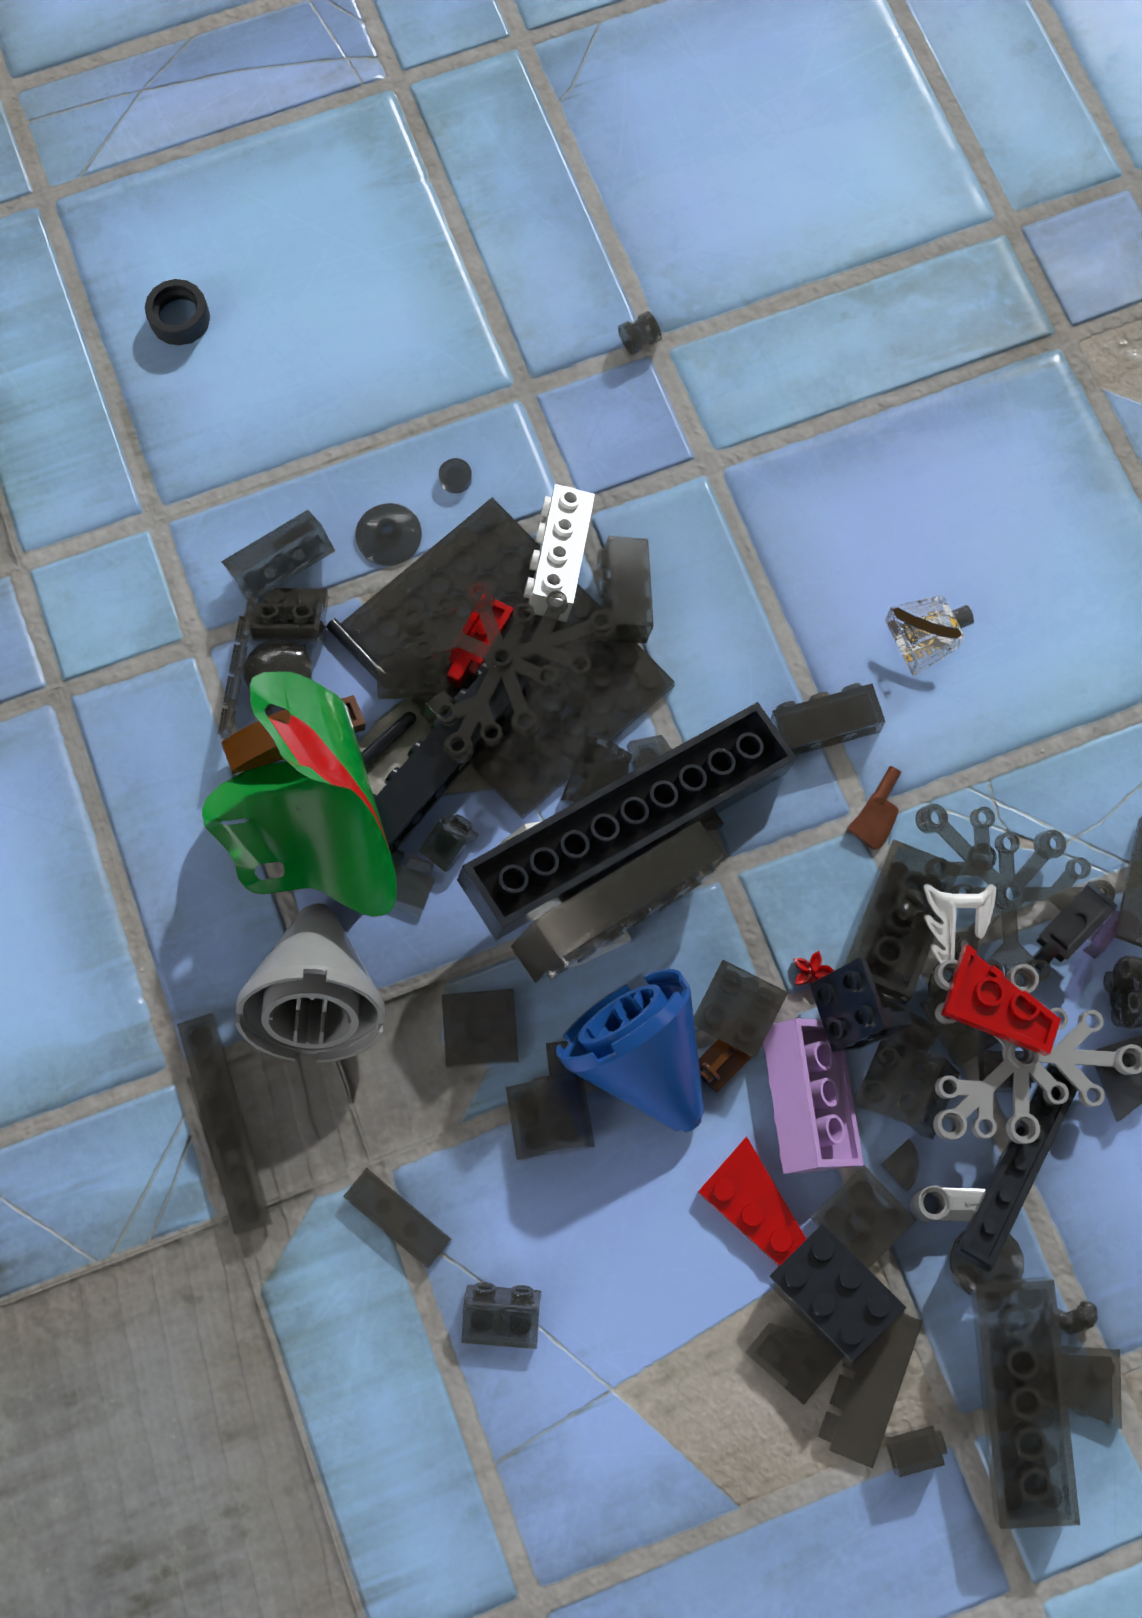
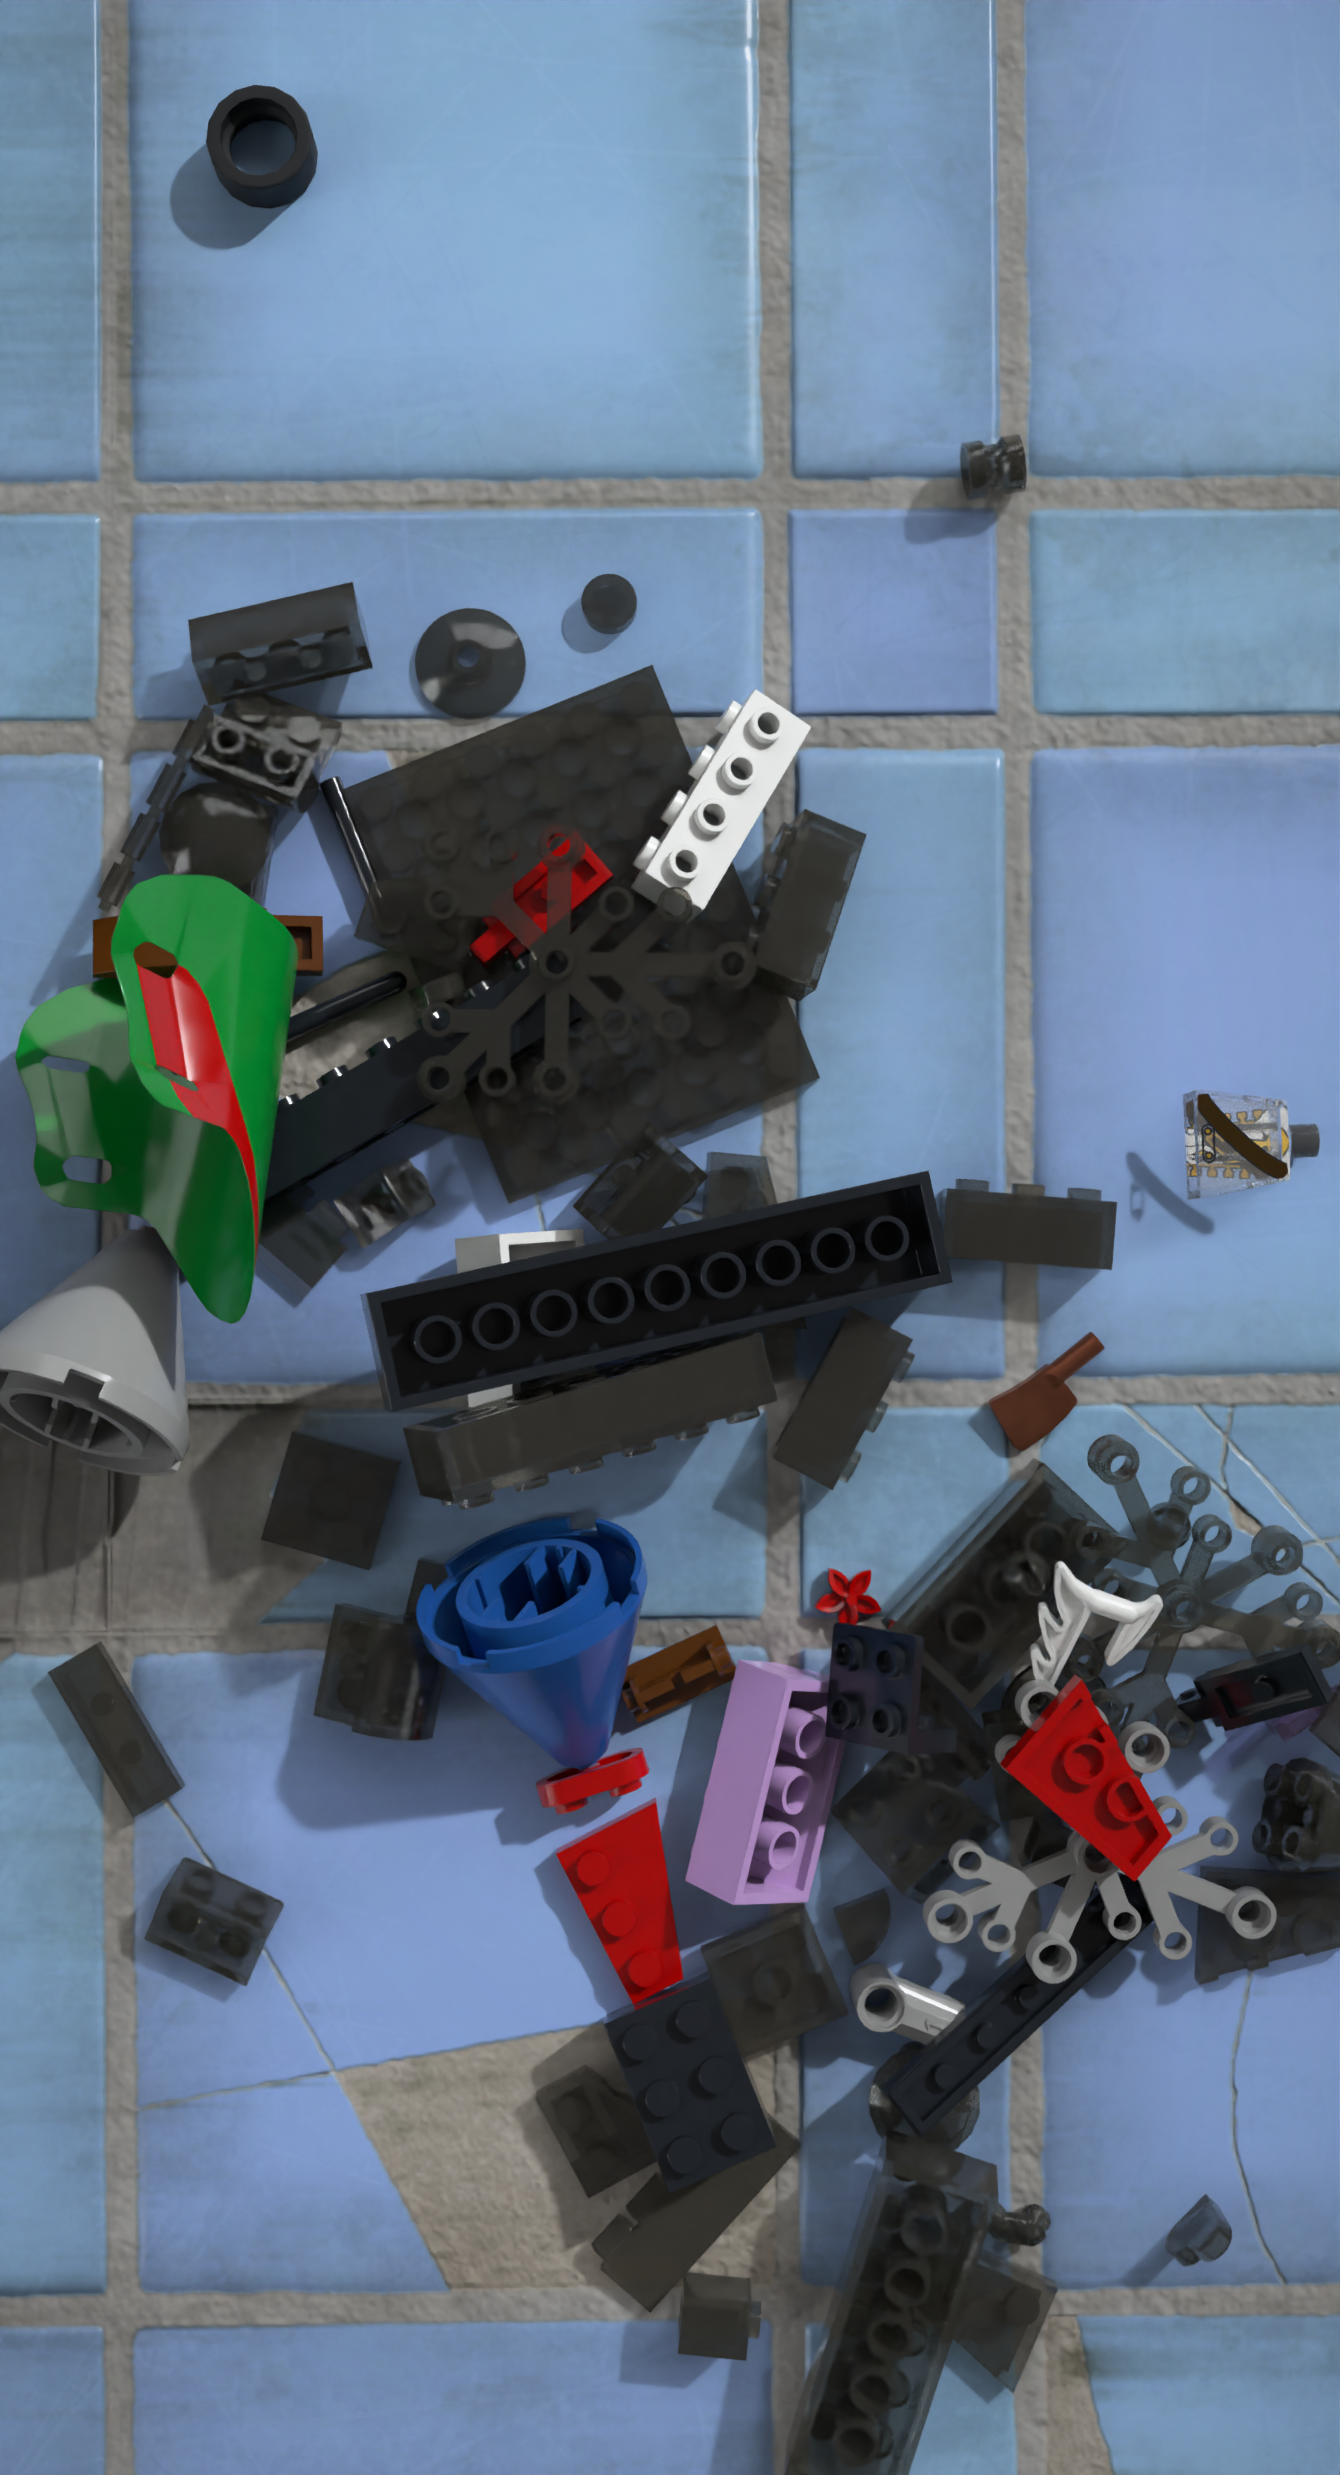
camera: 15 degrees right, 15 degrees up
(691, 1146) = (570, 1787): none -> red plate
(739, 1008) = (714, 1624): clear smoke bracket -> none
(762, 854) = (843, 1399): none -> clear smoke brick

